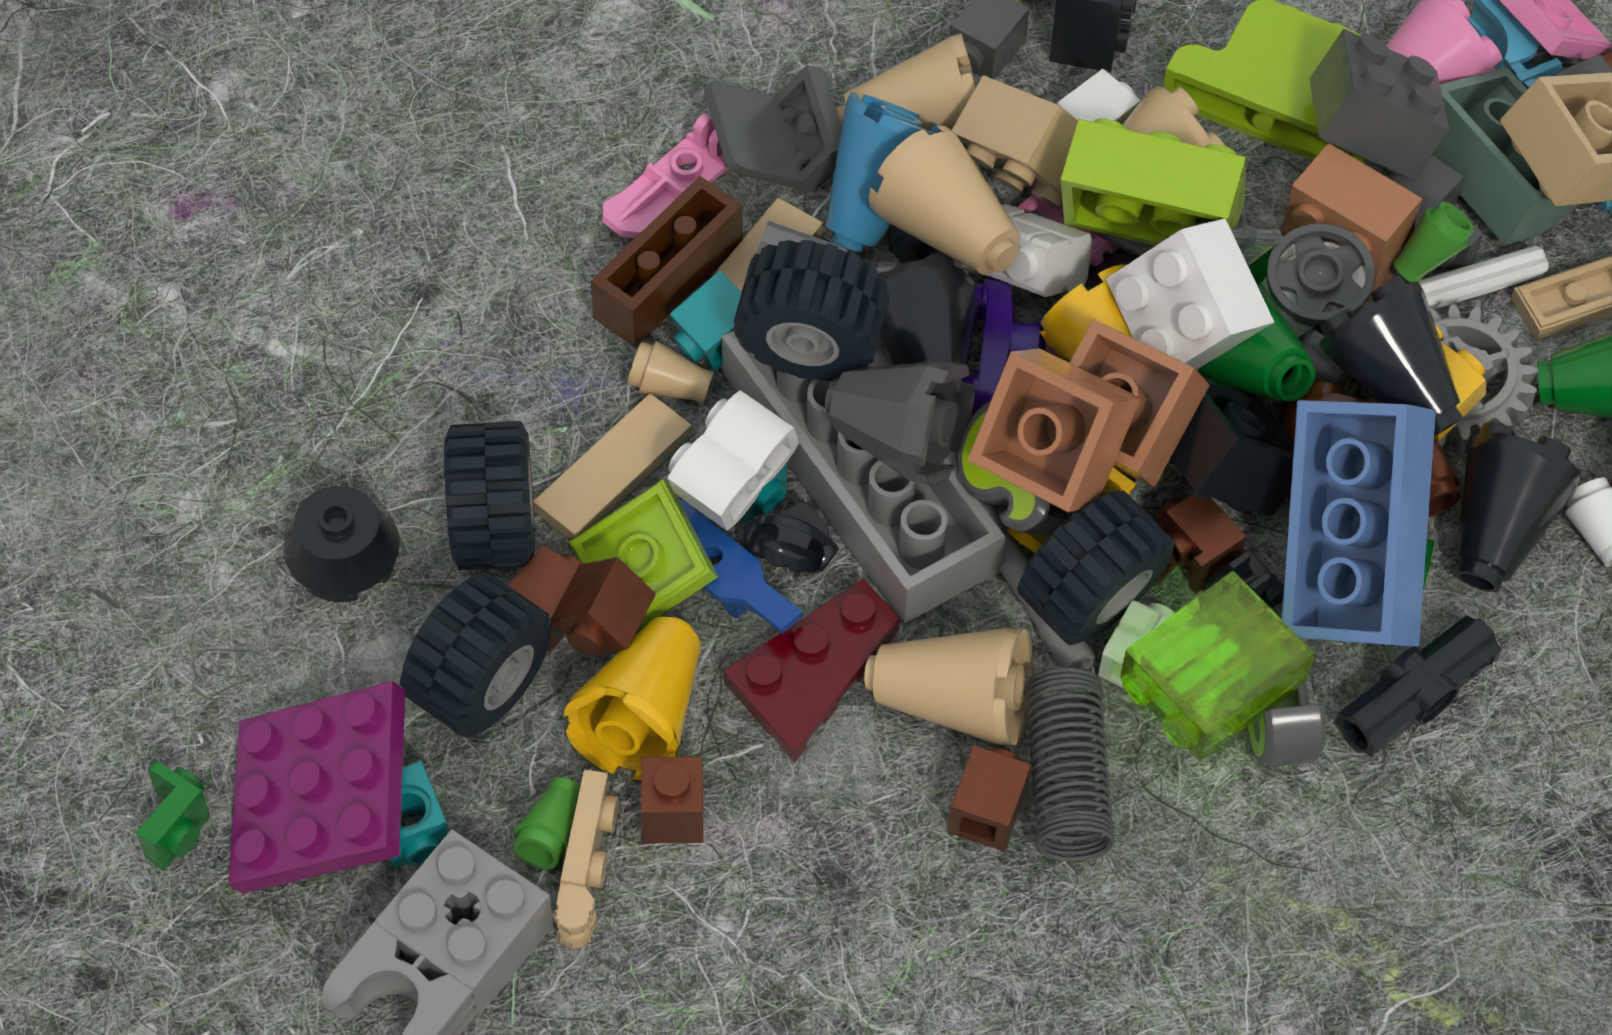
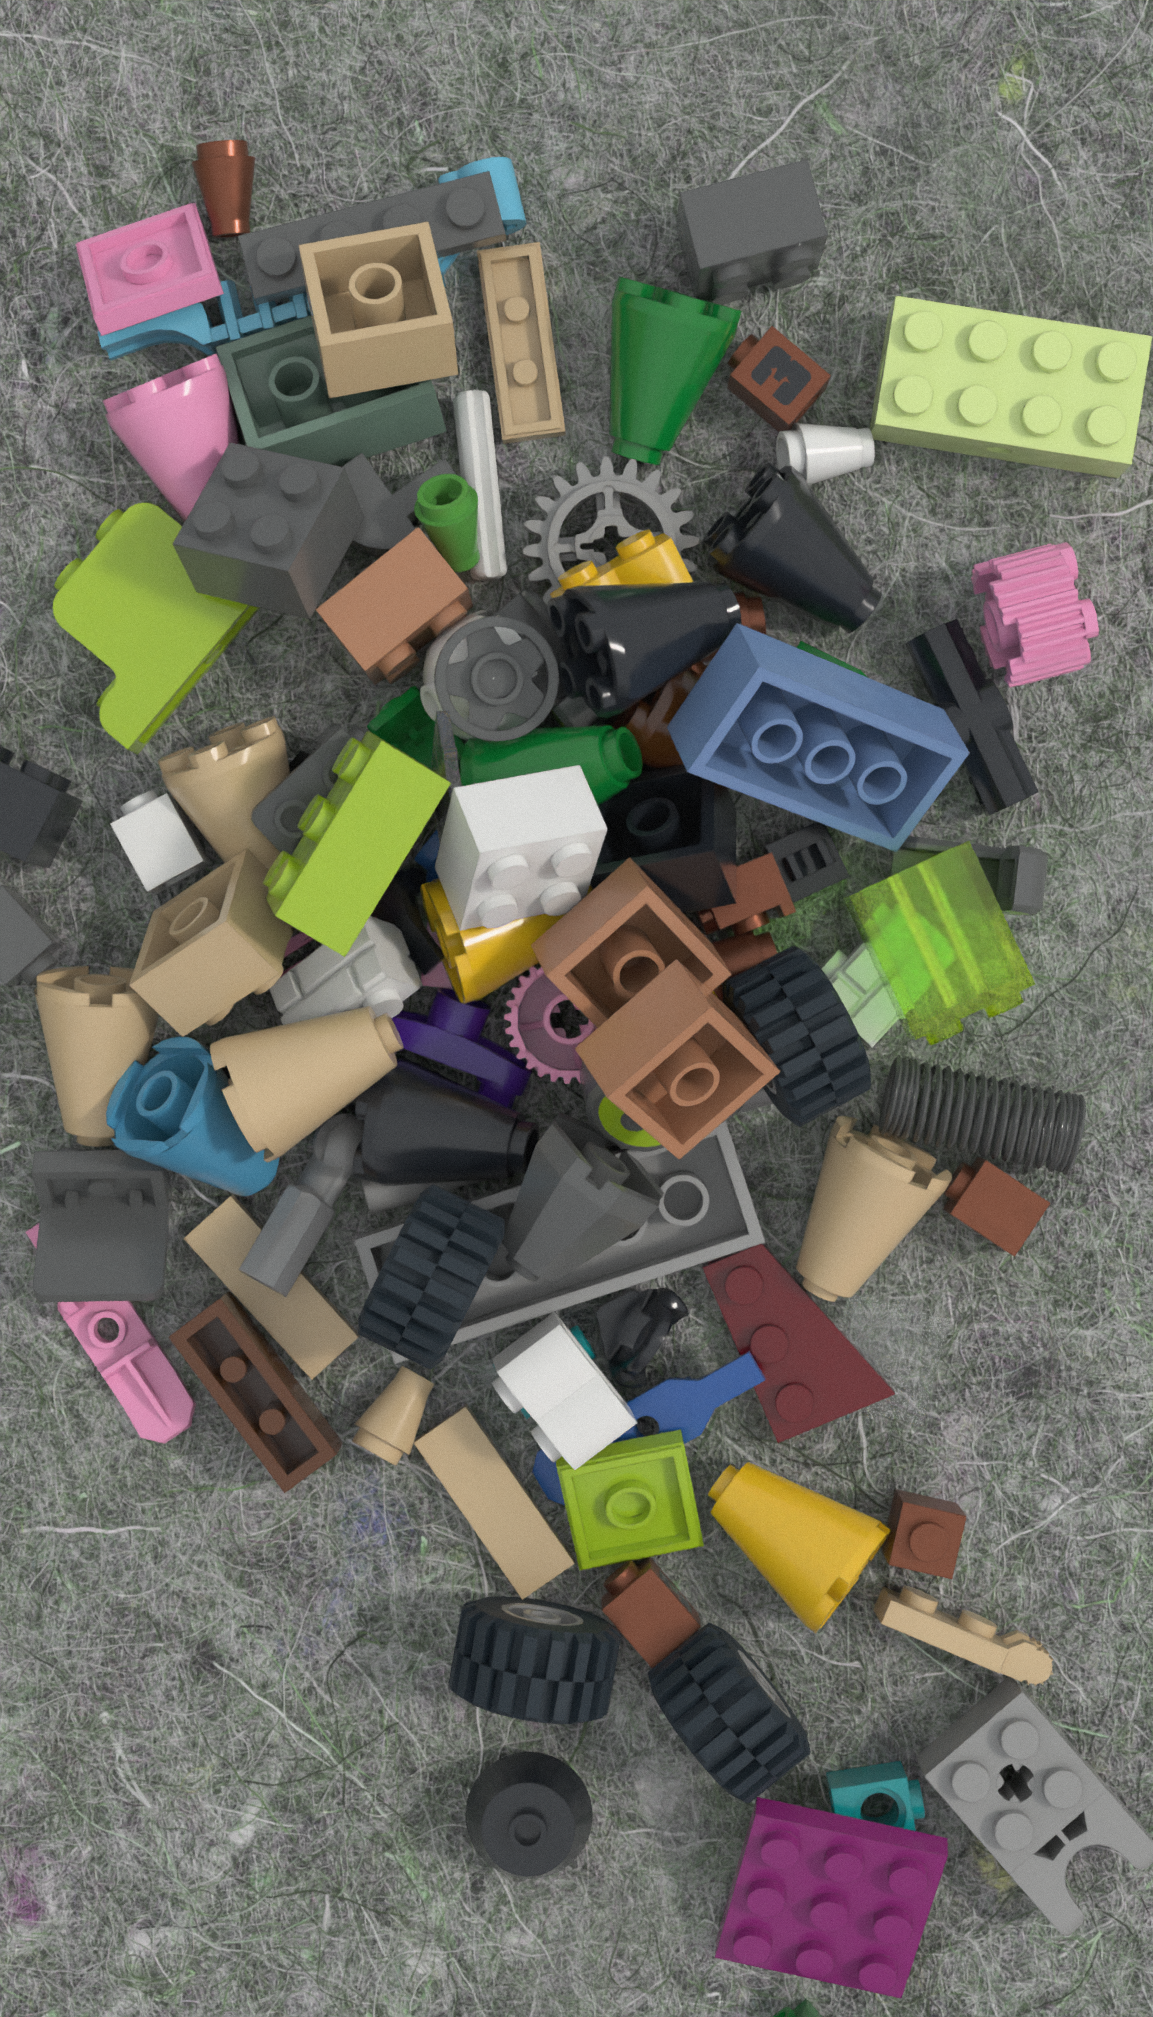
camera: 75 degrees left, 30 degrees up
(546, 827) = (914, 1664): bright green cone -> none
(602, 607) = (704, 1568): copper brick -> none
(705, 319) = (355, 1366): teal brick -> none
(1529, 698) = (1034, 614): none -> bright pink brick

